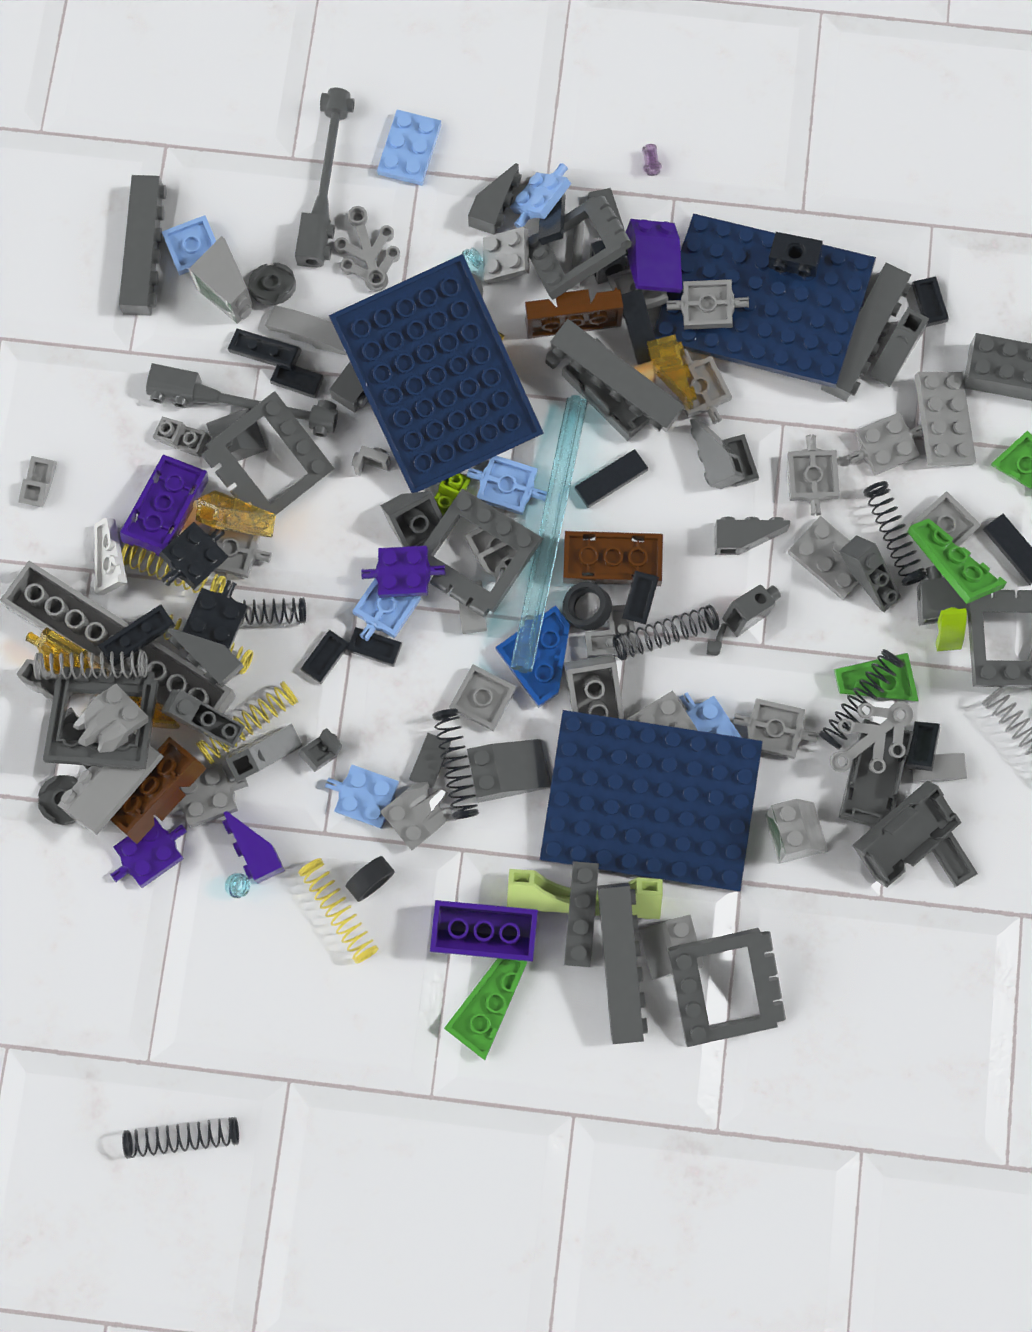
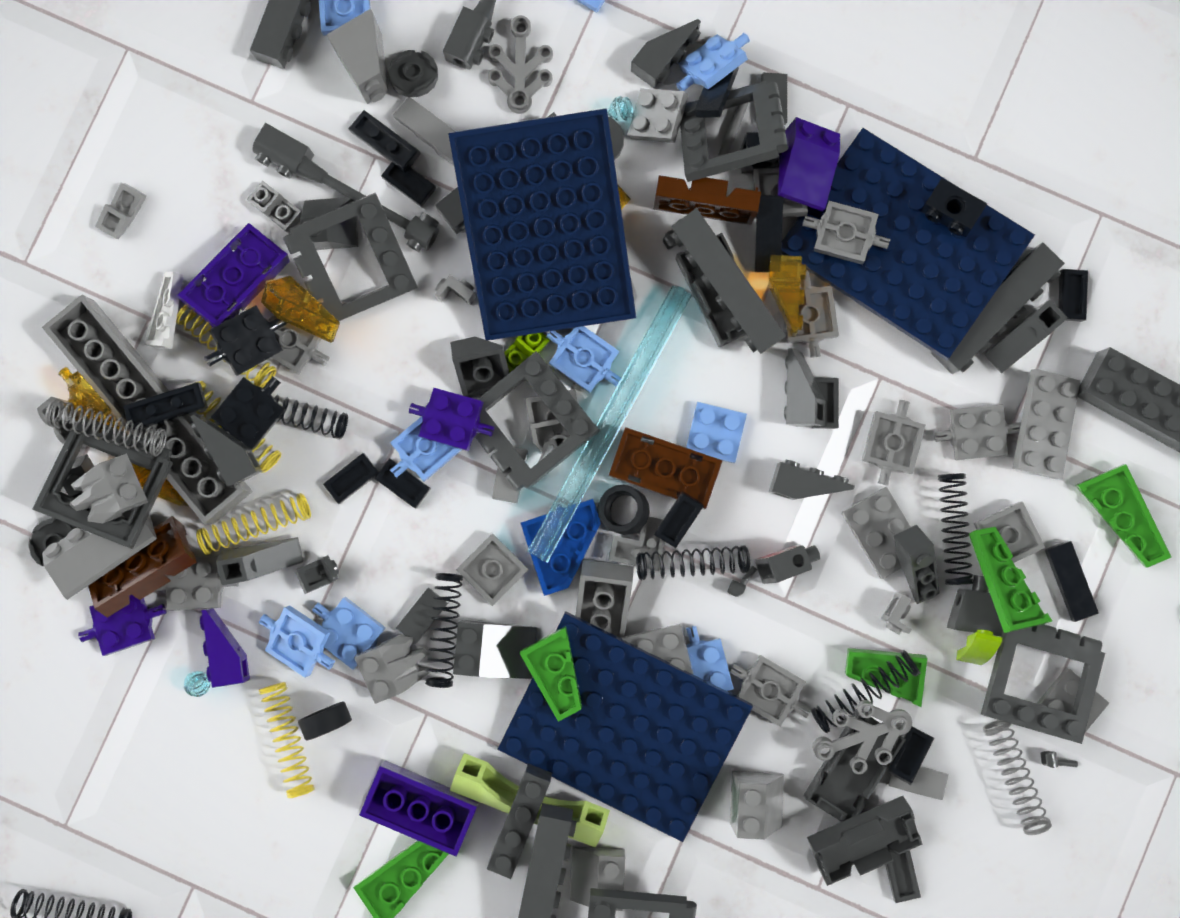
camera: 15 degrees right, 10 degrees up
(202, 717) = (203, 513): dark grey slope -> none
(321, 815) = (297, 641): none -> light blue plate
(569, 762) = (554, 672): none -> bright green wing
(611, 478) = (690, 382): black tile -> none
(649, 512) = (716, 431): none -> light blue plate
(652, 164) = (838, 56): clear purple pin -> none
(866, 621) = (897, 609): none -> light grey bracket

